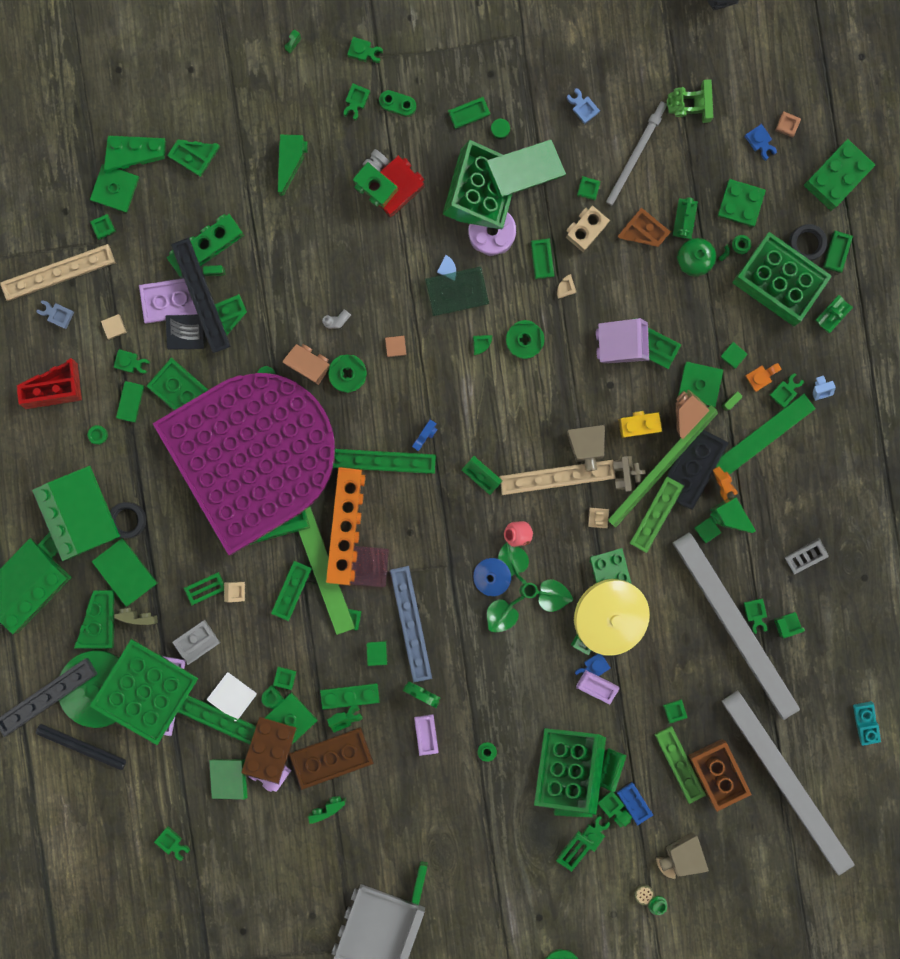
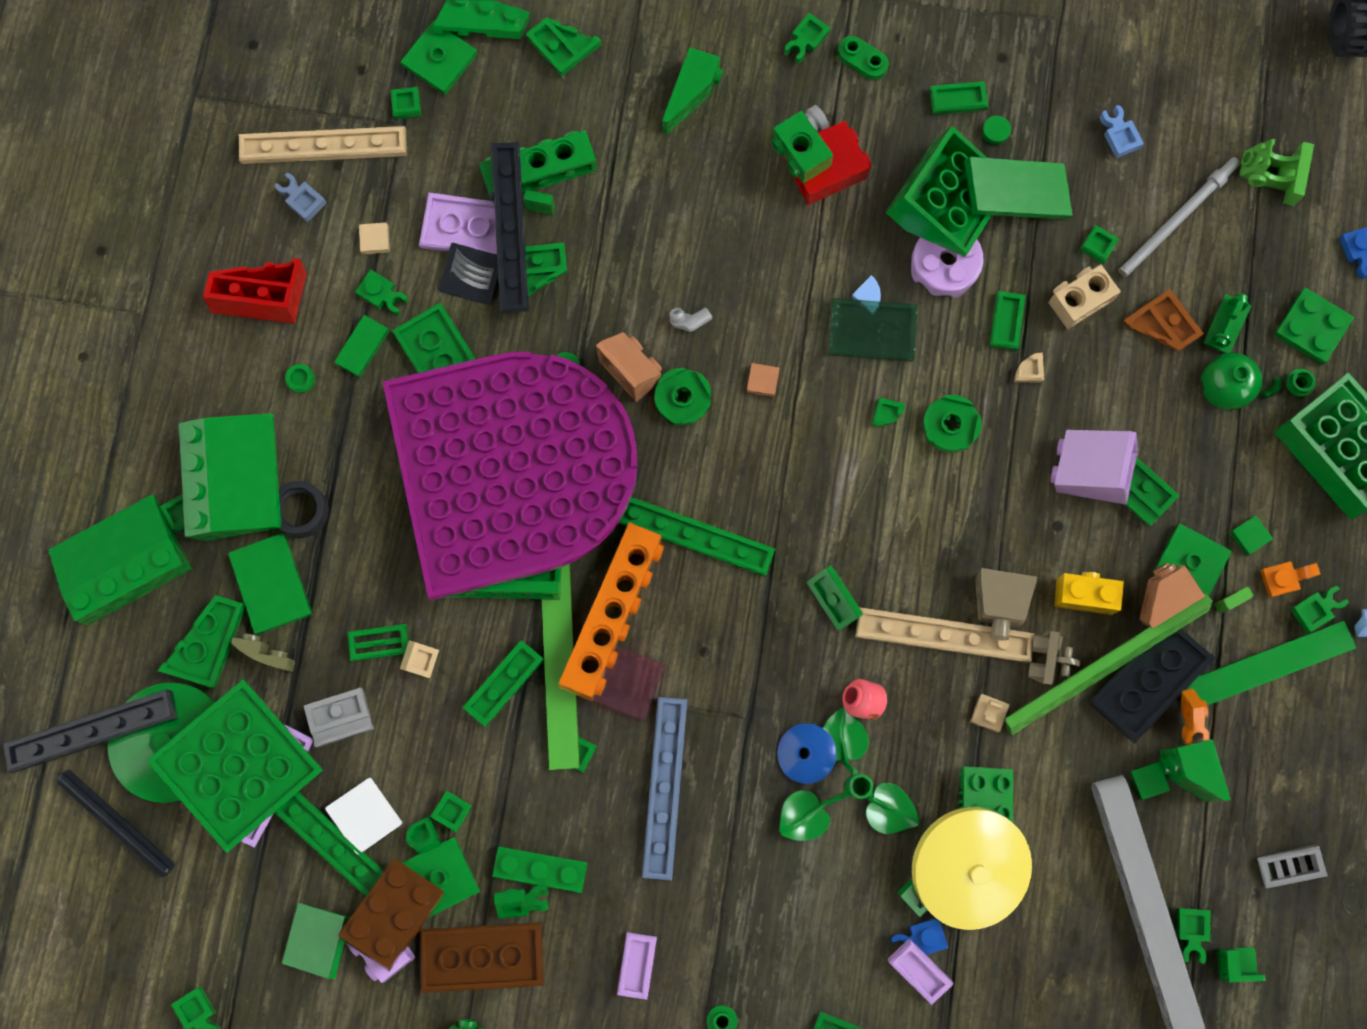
camera: 15 degrees right, 10 degrees down
(377, 653) = (601, 815): green panel -> none
(421, 694) = (643, 893): green plate -> none
(428, 431) = (773, 512): blue plate -> none
(657, 514) = (1080, 733): bright green tile -> none

